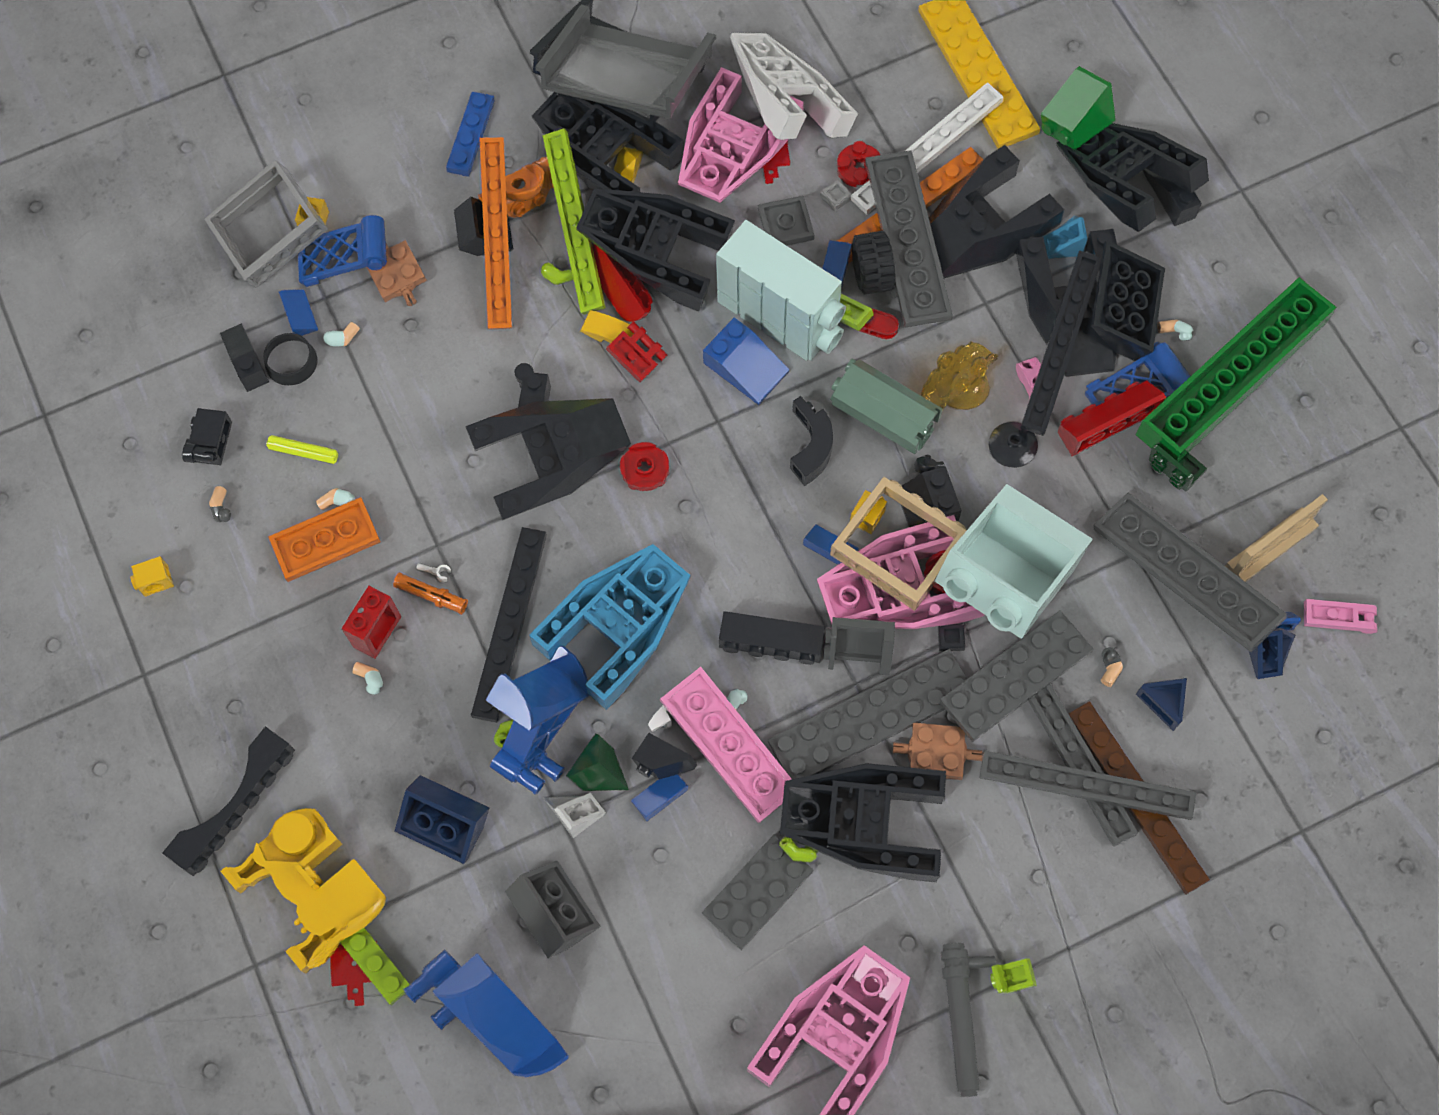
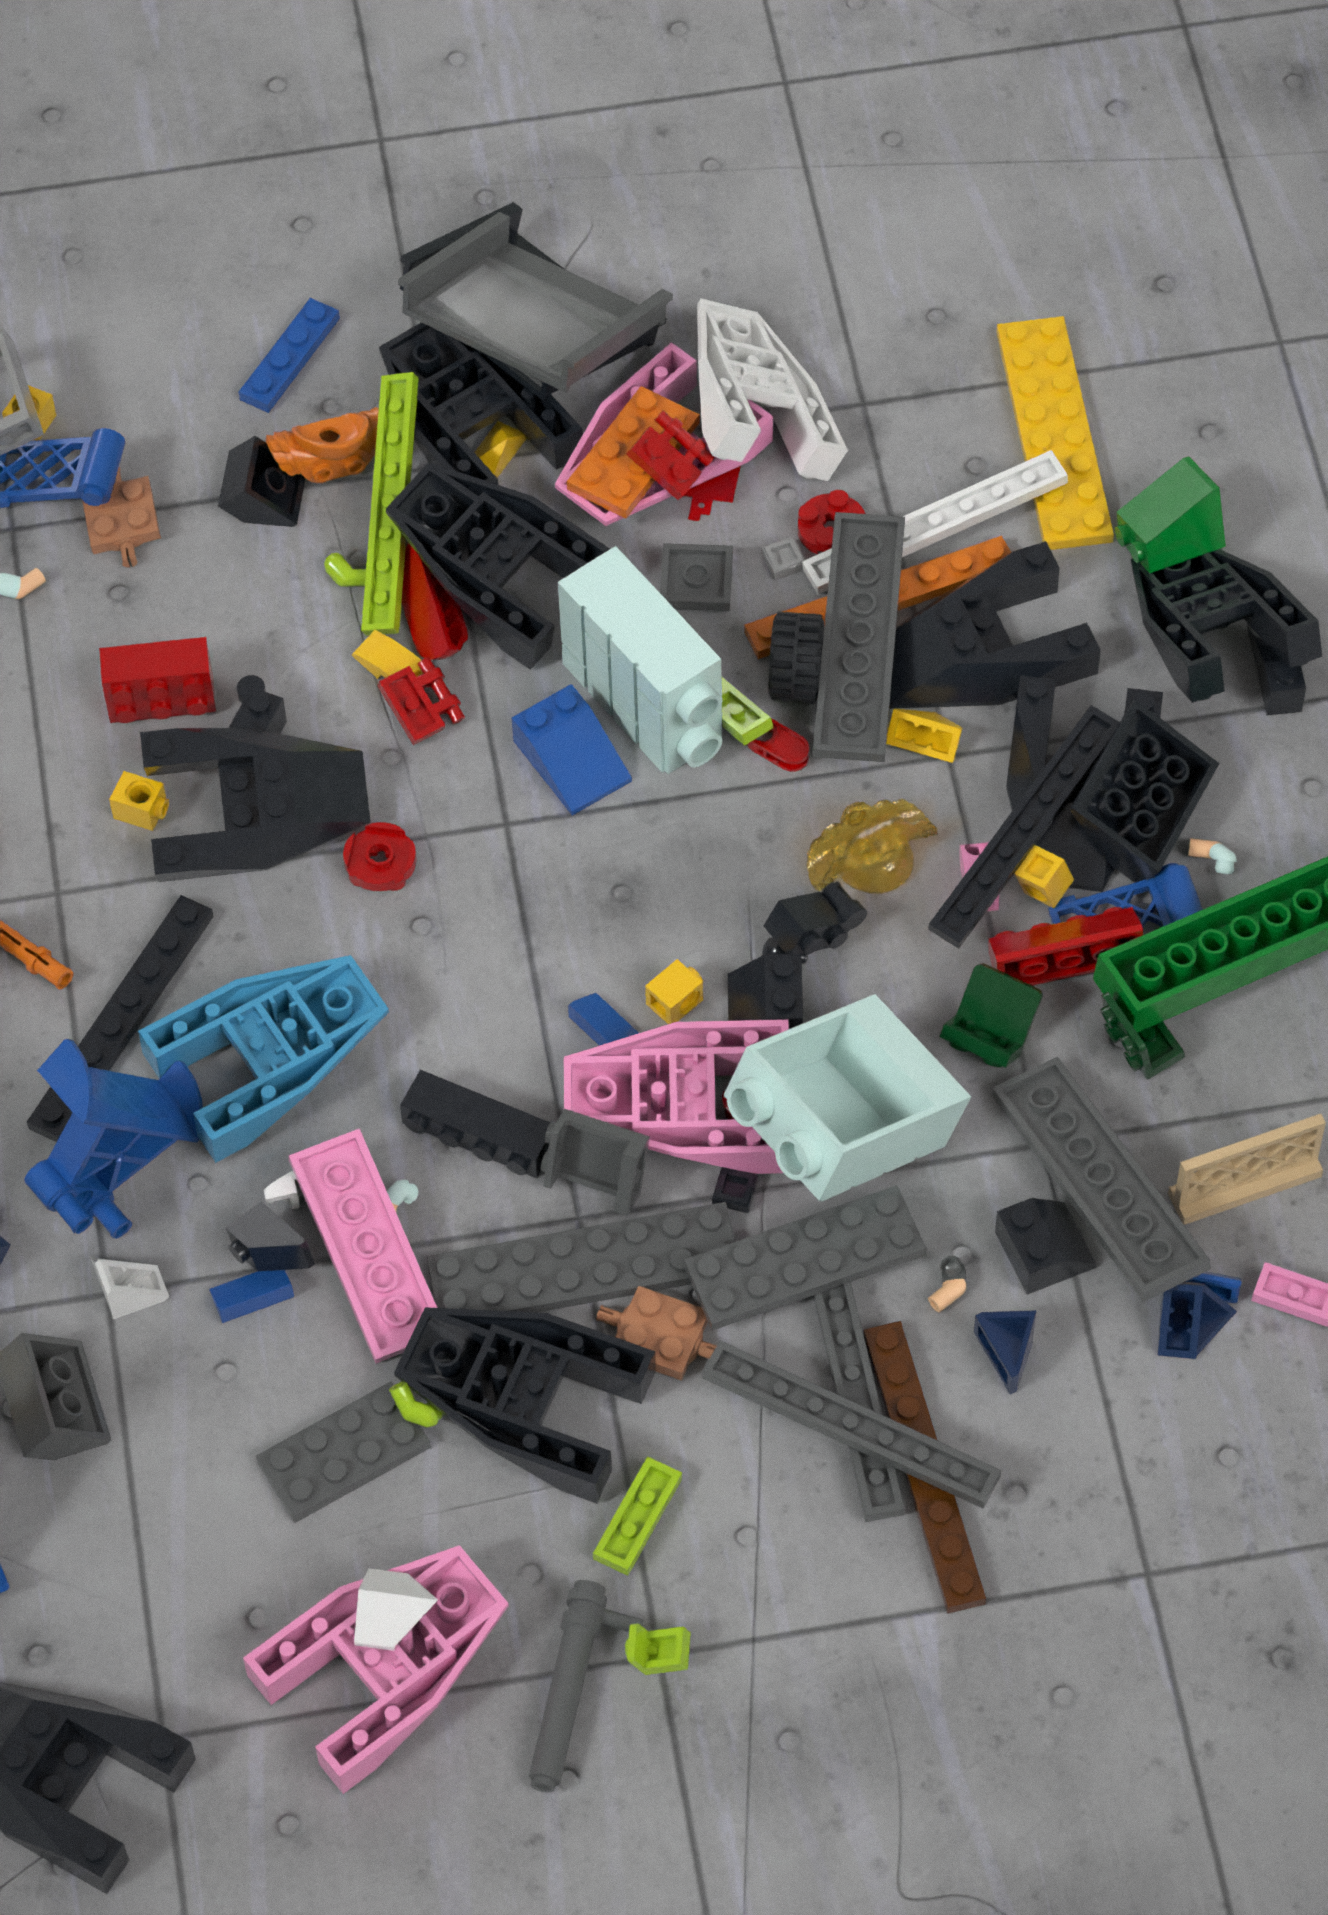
camera: 15 degrees right, 10 degrees down
(435, 571) = (43, 925): white hand -> none
(460, 381) = (157, 680): none -> red brick
(466, 461) = (135, 788): none -> yellow brick
(495, 233) = (272, 493): orange plate -> none
(597, 768) = (177, 1234): dark green slope -> none
(722, 148) = (607, 472): none -> orange plate
(747, 150) = (664, 461): none -> red plate
(814, 458) = (629, 898): black arch -> none
(836, 1005) = (389, 1608): none -> white slope
(837, 259) = (746, 651): blue slope -> none
(875, 573) = (608, 1025): tan window -> none
(885, 405) = (742, 849): sand green brick -> none
(944, 440) = (815, 920): none -> black hinge
(966, 885) = (637, 1516): none -> lime plate
(969, 292) = (924, 733): none -> yellow slope
(1009, 453) = (917, 968): black dish -> none
(1067, 239) = (1096, 689): dark azure slope -> none
(1080, 372) = (1044, 876): none -> yellow brick
(1080, 476) = (993, 1016): none -> dark green bracket
(1161, 623) = (1042, 1243): none -> black slope

